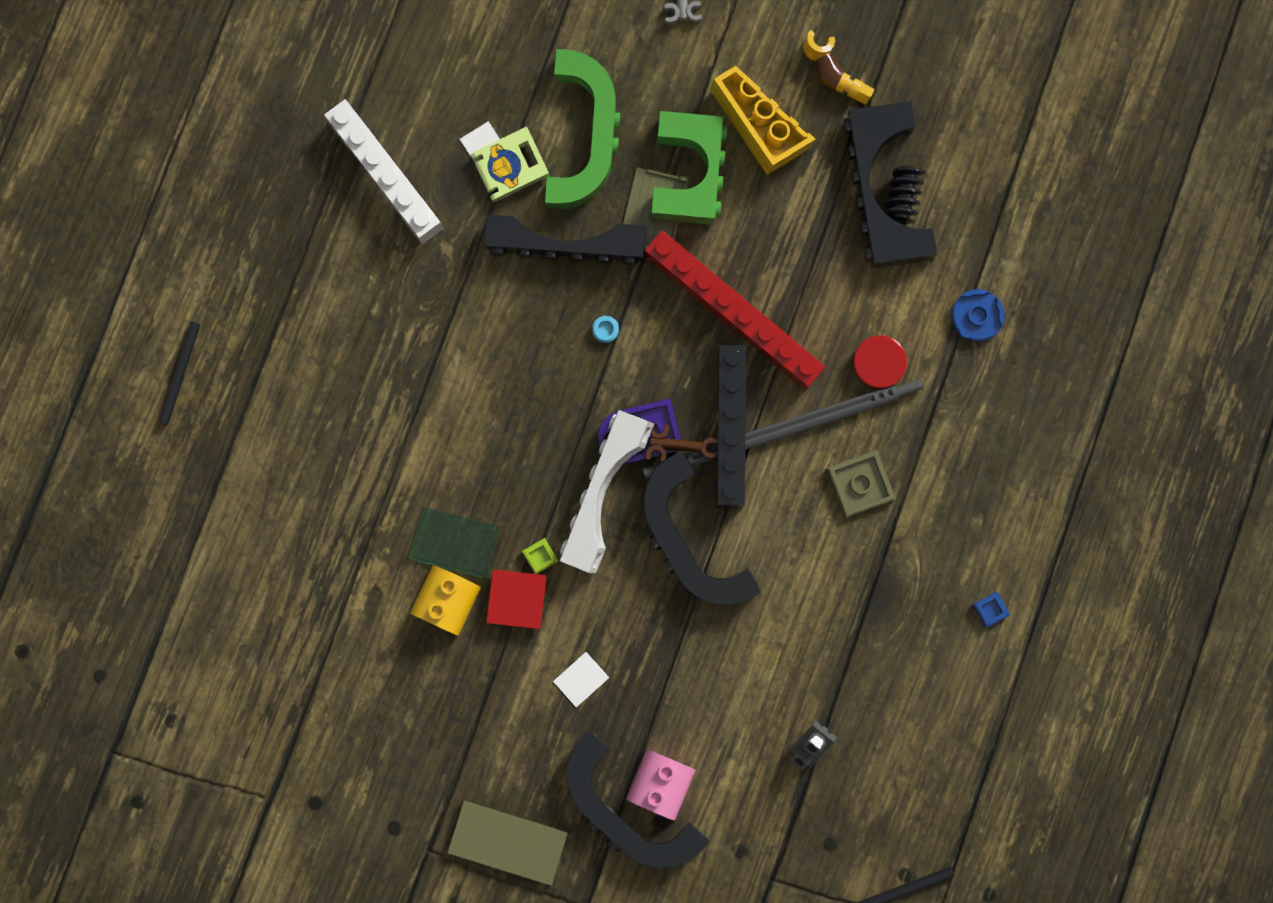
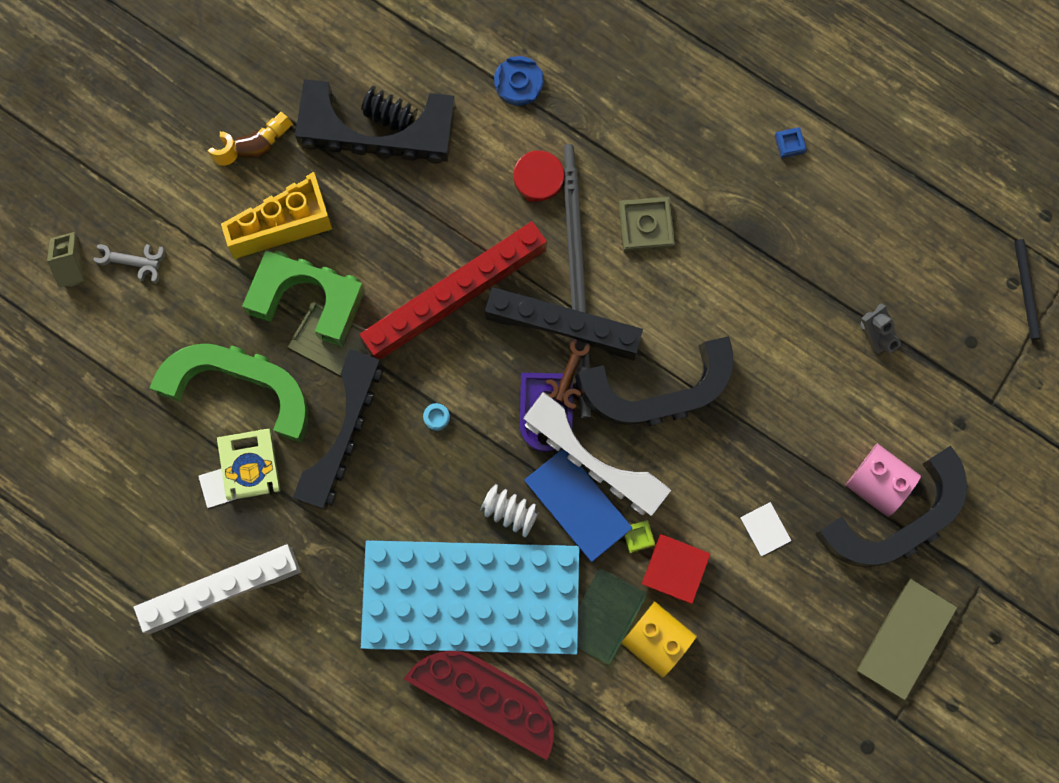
camera: 75 degrees left, 5 degrees down
(348, 451) = (487, 697): none -> dark red plate
(439, 411) = (470, 597): none -> medium azure plate
(530, 424) = (509, 510): none -> white piece
(553, 489) = (578, 505): none -> blue tile

